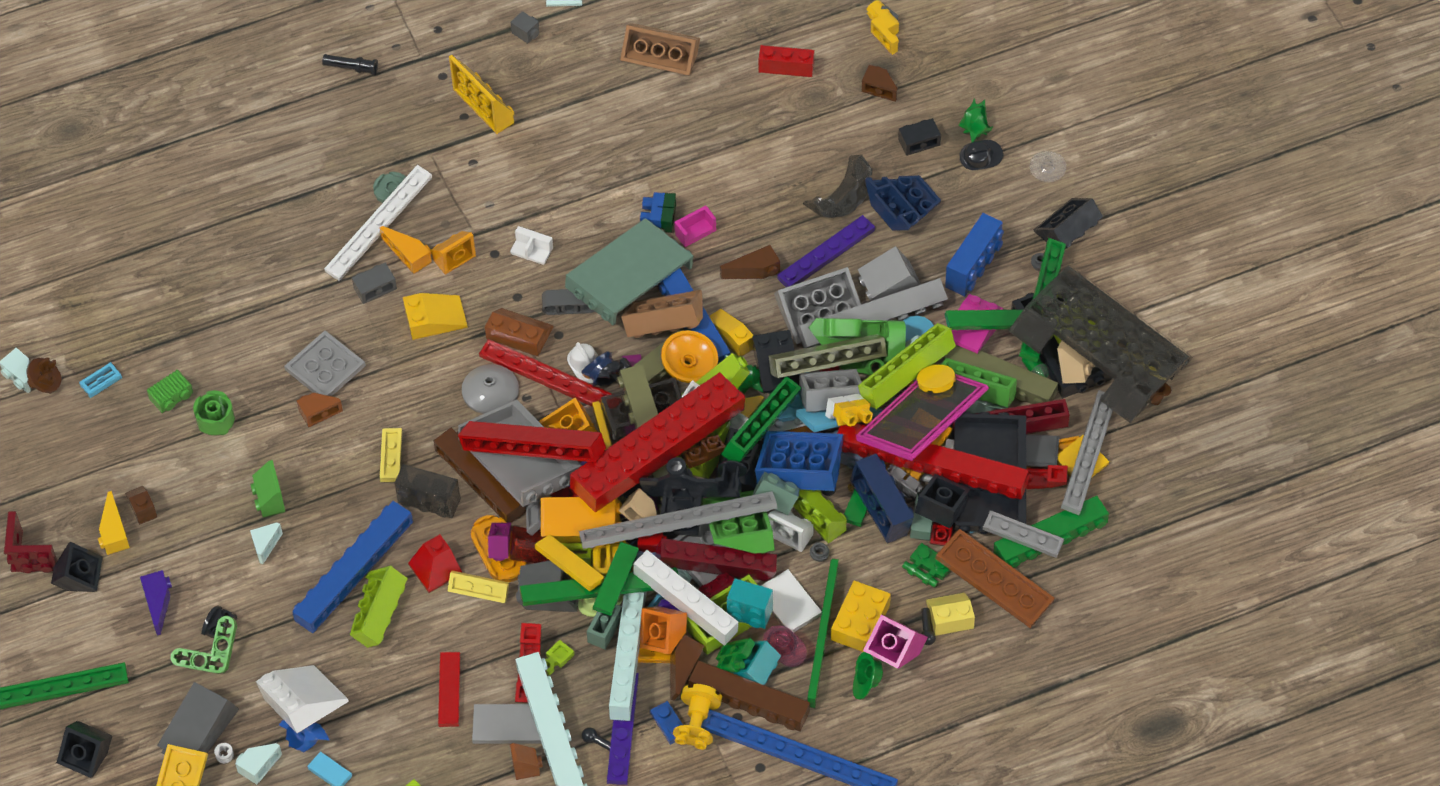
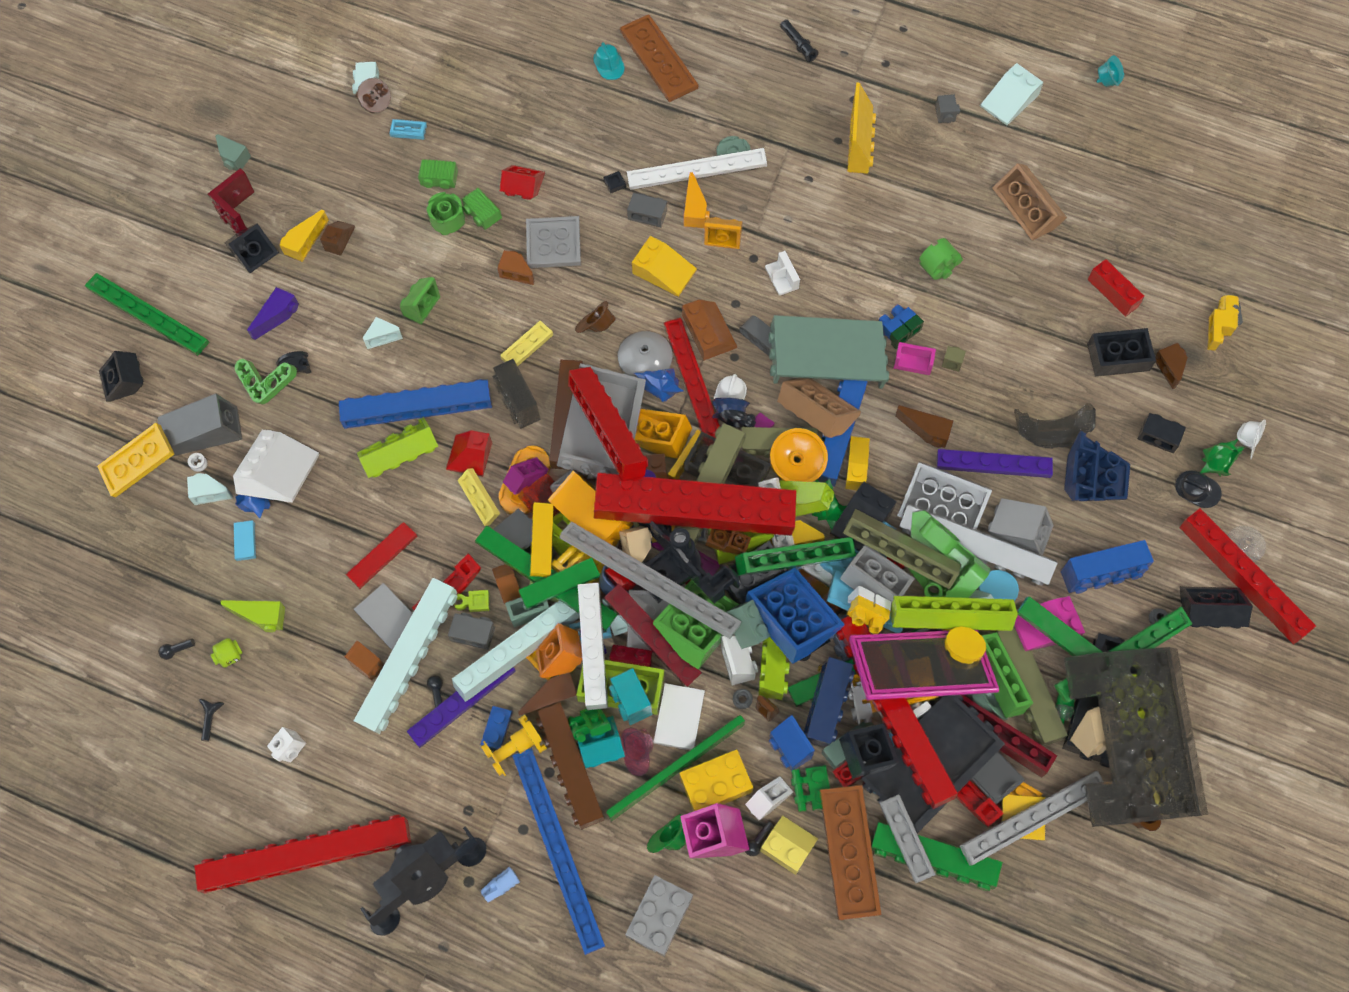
camera: 45 degrees right, 10 degrees up
(211, 199) = (608, 62): none -> teal piece
(239, 387) = (482, 209): none -> bright green brick
(247, 342) = (521, 181): none -> red slope
(250, 163) = (659, 58): none -> dark orange plate
(321, 284) = (614, 182): none -> black tile
(426, 392) = (597, 320): none -> reddish brown piece
(529, 394) = (661, 383): none -> blue hair
(566, 624) = (506, 583): none -> dark orange slope
(579, 676) = (471, 631): none -> dark grey brick
(641, 140) = (940, 259): none -> bright green brick
(723, 203) = (953, 358): none -> olive plate
(836, 103) = (1121, 352): none -> black brick
(843, 540) = (766, 708): none -> reddish brown slope
(885, 545) = (791, 744): none -> blue slope
(906, 596) = (768, 798): none -> white slope
(913, 729) = (659, 915): none -> light grey piece
(978, 88) = (1250, 434): none -> white piece
(1068, 184) = (1247, 576): none -> red brick

